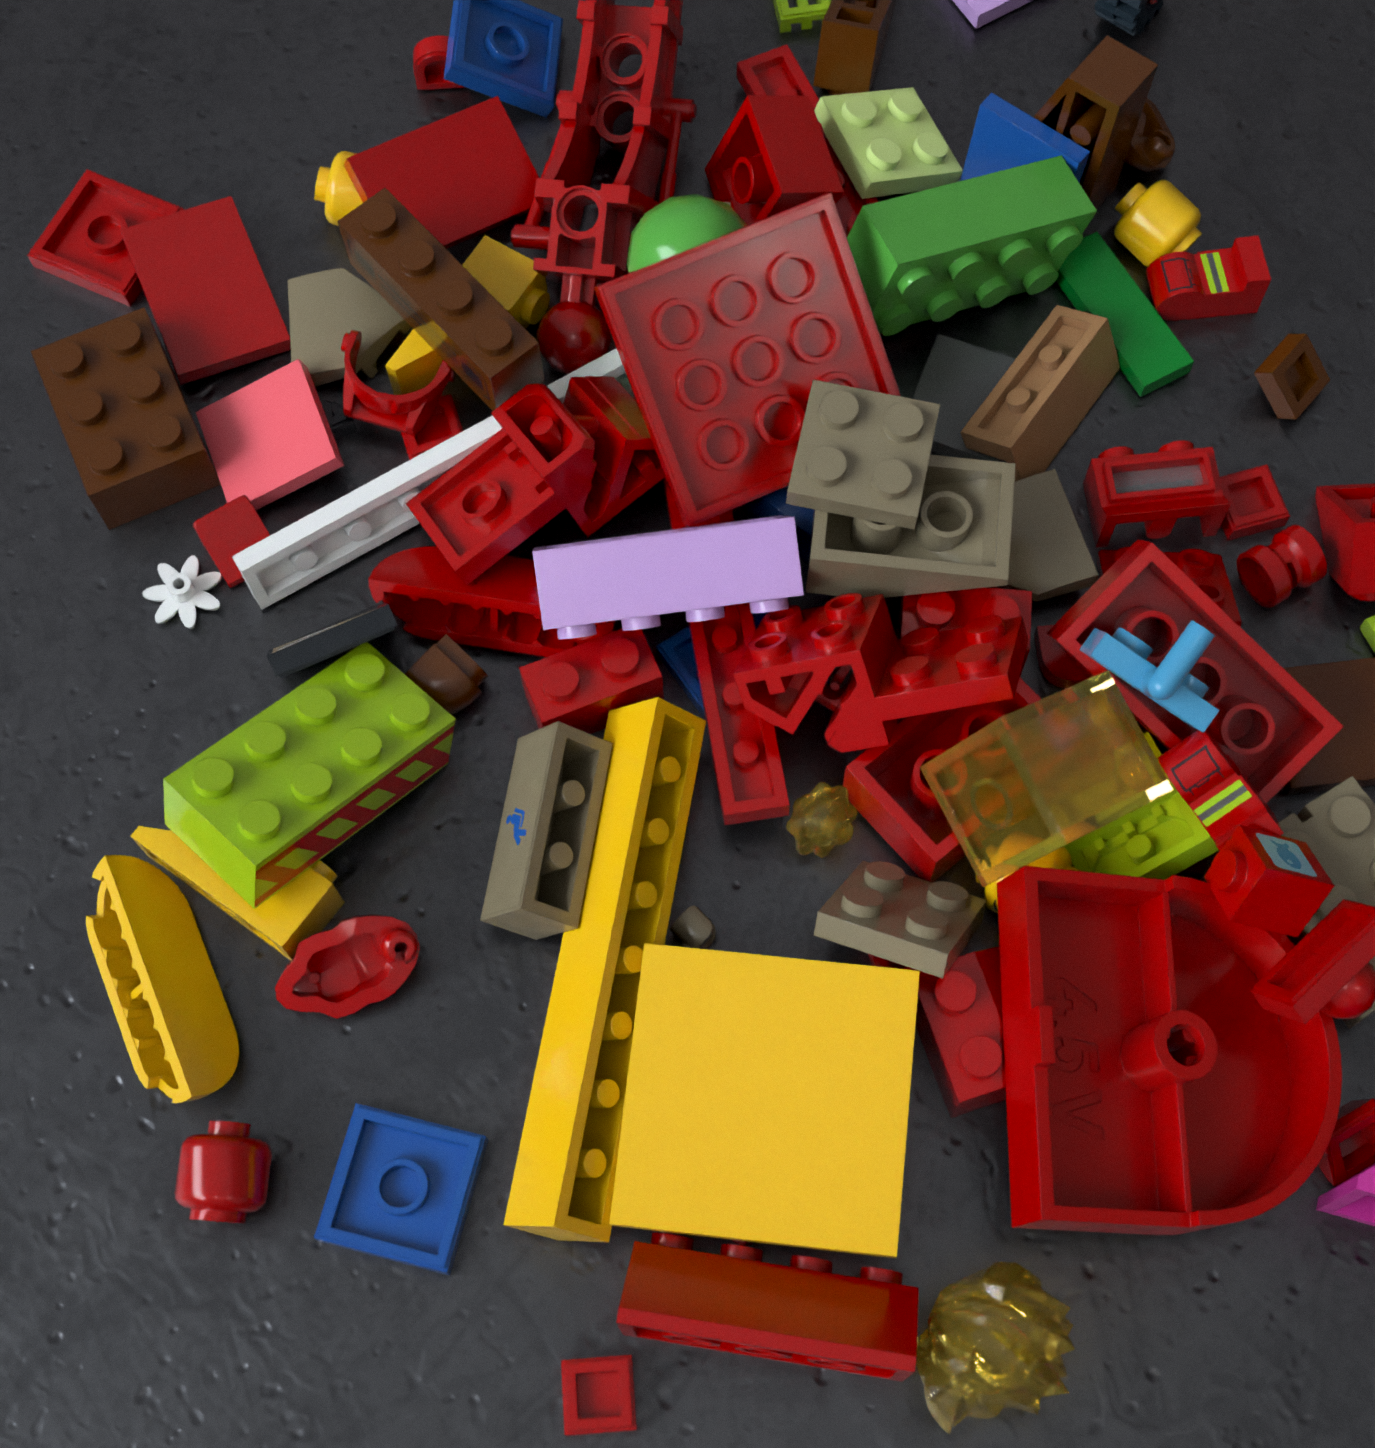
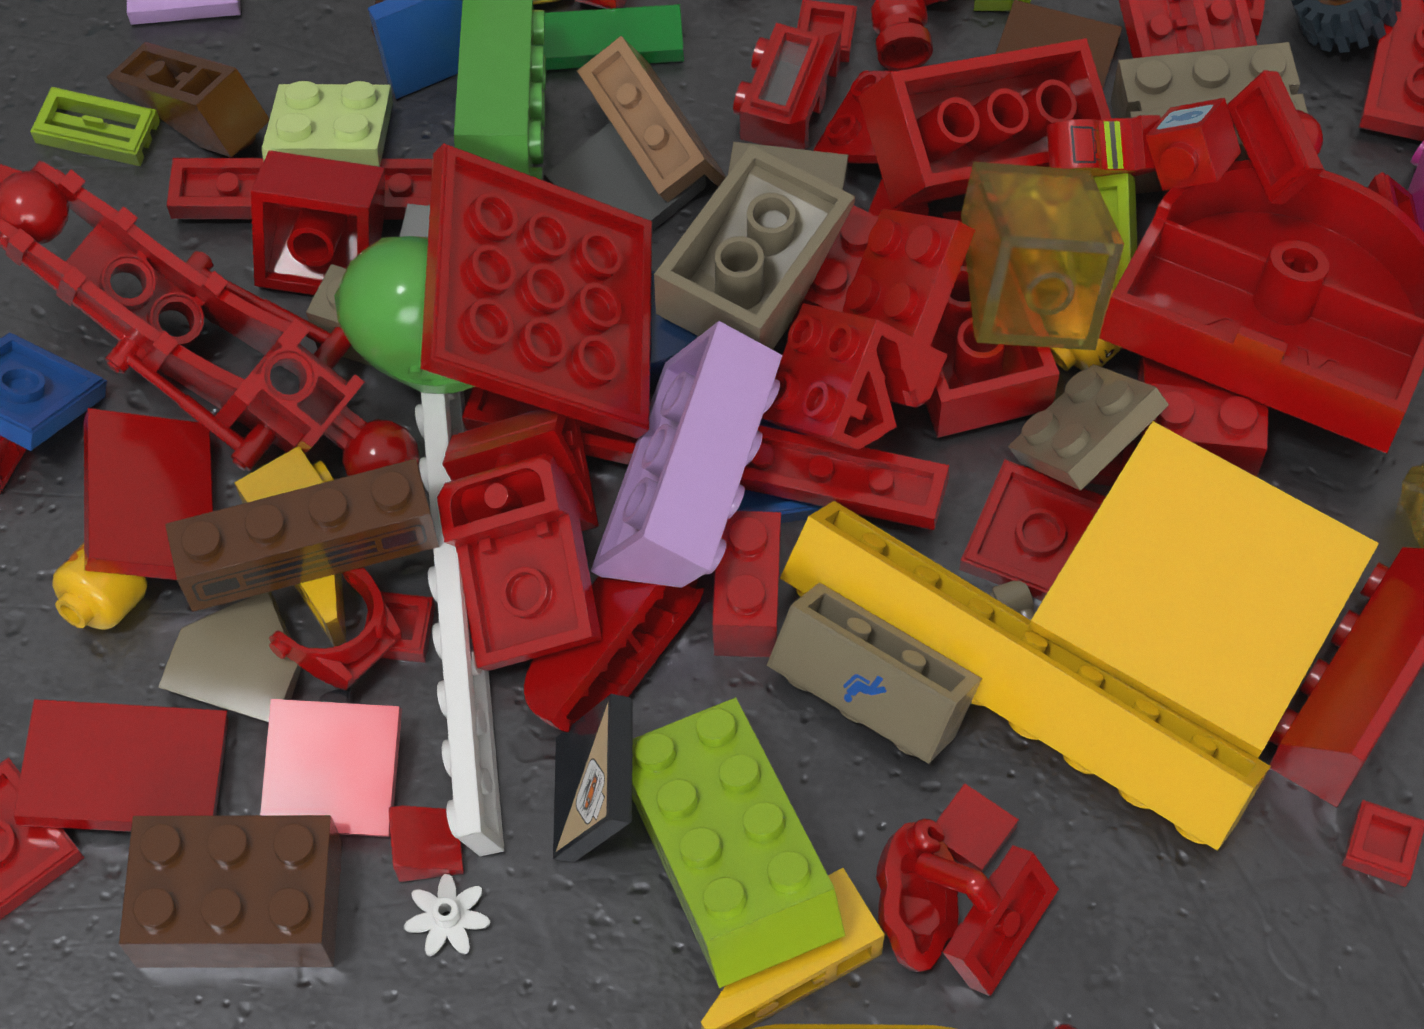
camera: 65 degrees left, 5 degrees down
(349, 1045) = (1001, 913): none -> red plate
(402, 1189) = (1139, 935): blue tile -> none
(443, 991) = (975, 828): none -> red tile
(448, 675) = (668, 697): reddish brown piece -> none
(776, 909) = (1028, 529): none -> red tile
(822, 820) = (963, 456): clear yellow plant -> none
(863, 454) = (686, 245): dark tan plate -> none
(1169, 683) = (1014, 125): dark azure plate -> none

